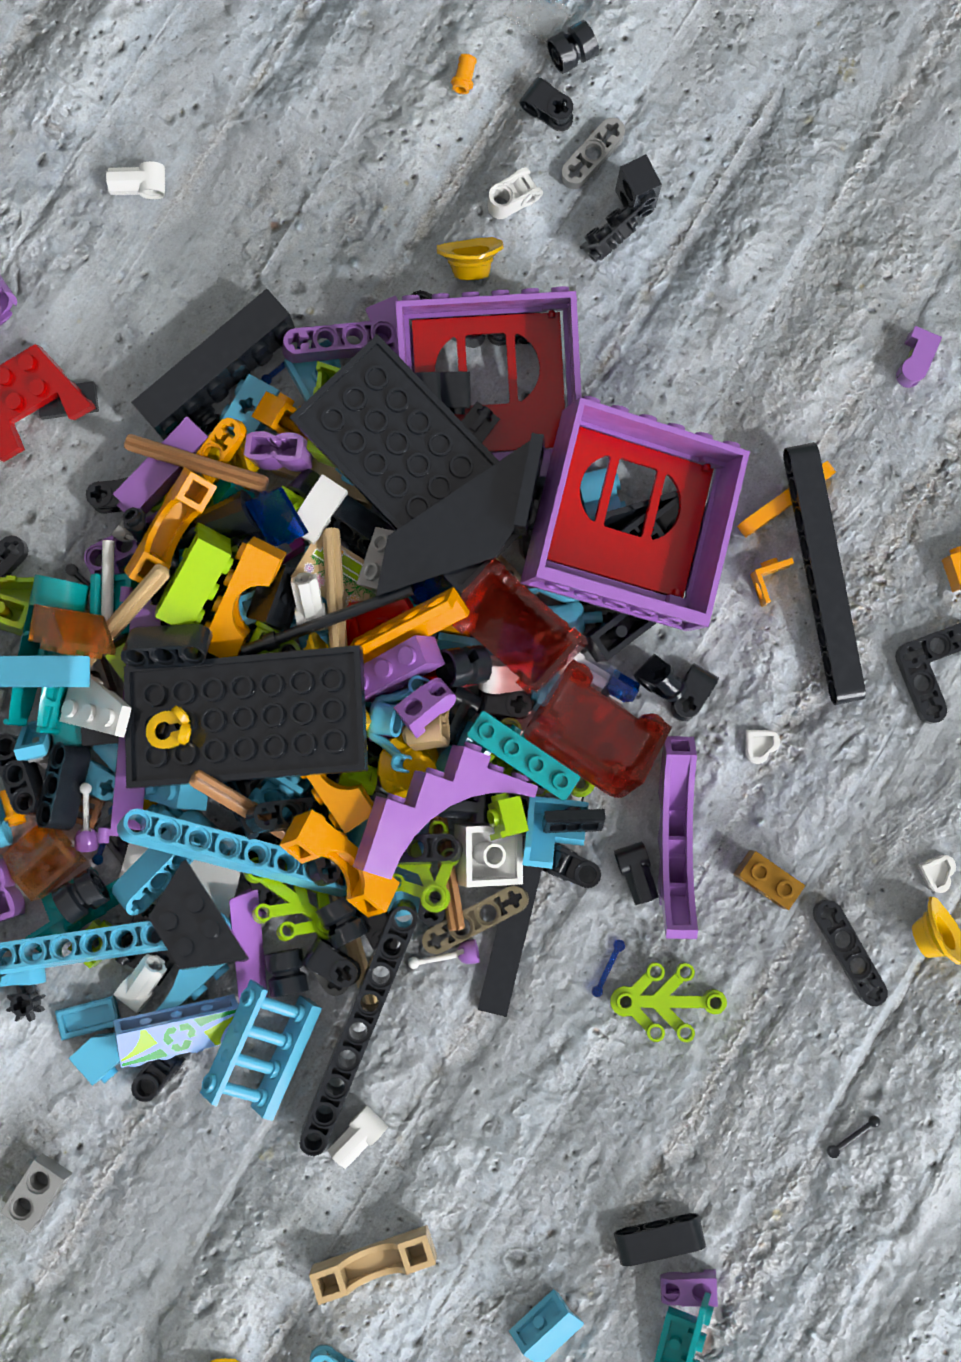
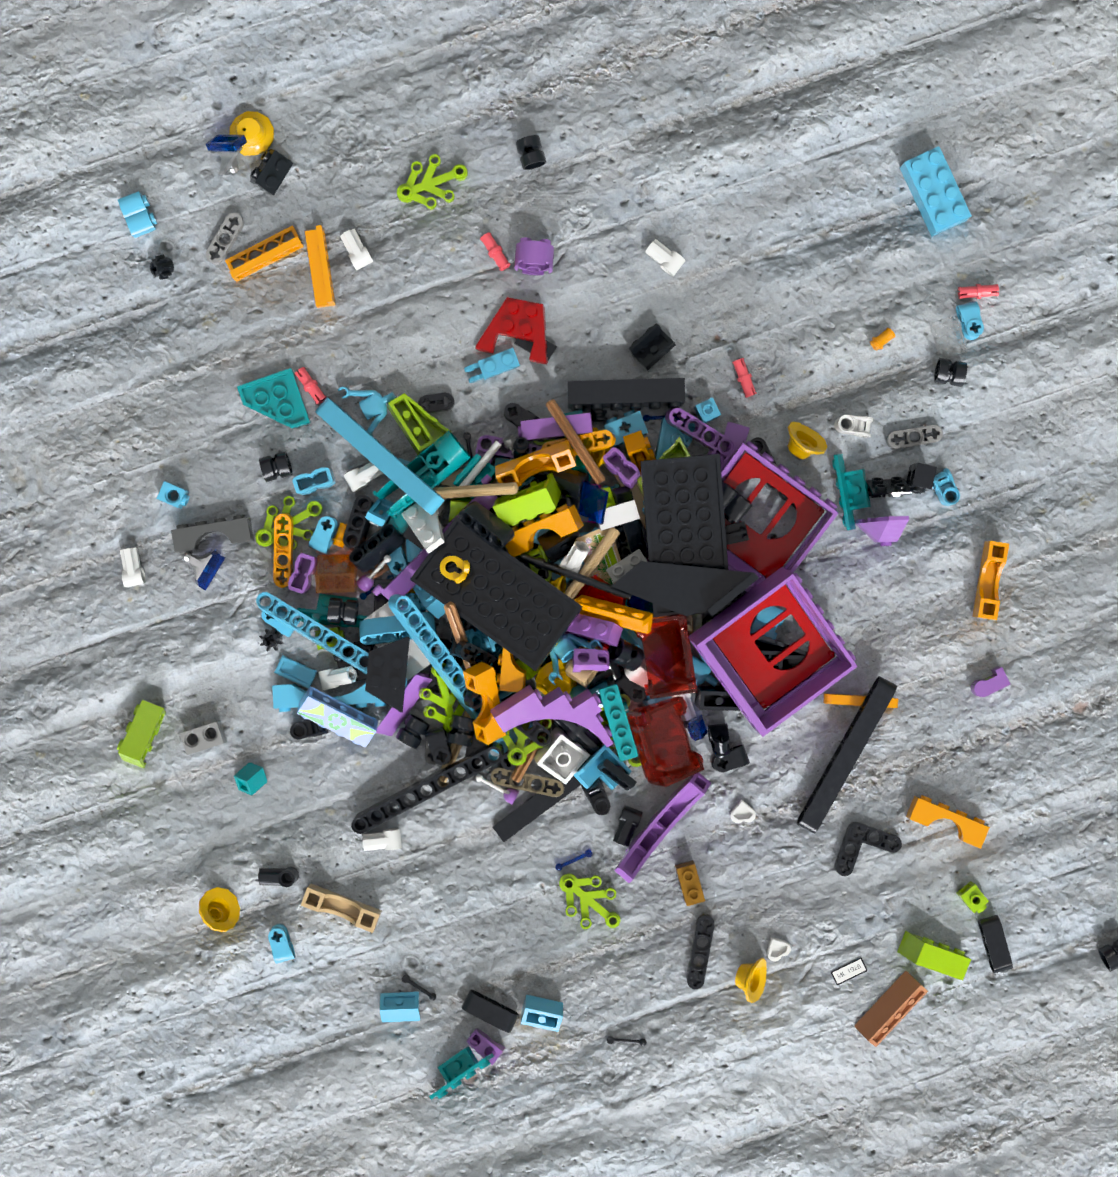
camera: 40 degrees right, 5 degrees up
(36, 463) = (494, 365): none -> medium azure hinge
(71, 632) = (445, 479): clear orange slope -> none
(134, 1195) = (250, 778): none -> teal panel
(203, 292) = (651, 346): none -> black bracket
(264, 1290) = (276, 876): none -> black piece
(283, 1062) = (377, 773): medium azure fence -> none
(329, 309) = (707, 410): none -> medium azure brick
(341, 242) = (744, 377): none -> coral pin
(506, 816) = (585, 746): lime brick -> none
(525, 1285) = (432, 996): none -> black hinge
(545, 101) = (911, 389): black piece -> none
(572, 266) = (852, 490): none -> teal bracket
(647, 274) = (883, 529): none -> medium lavender wedge
(676, 176) = (944, 486): none -> medium azure piece
(724, 1189) = (542, 1013): none -> medium azure brick
(768, 567) = (821, 727): light orange bracket -> none
(801, 216) = (992, 563): none -> light orange arch

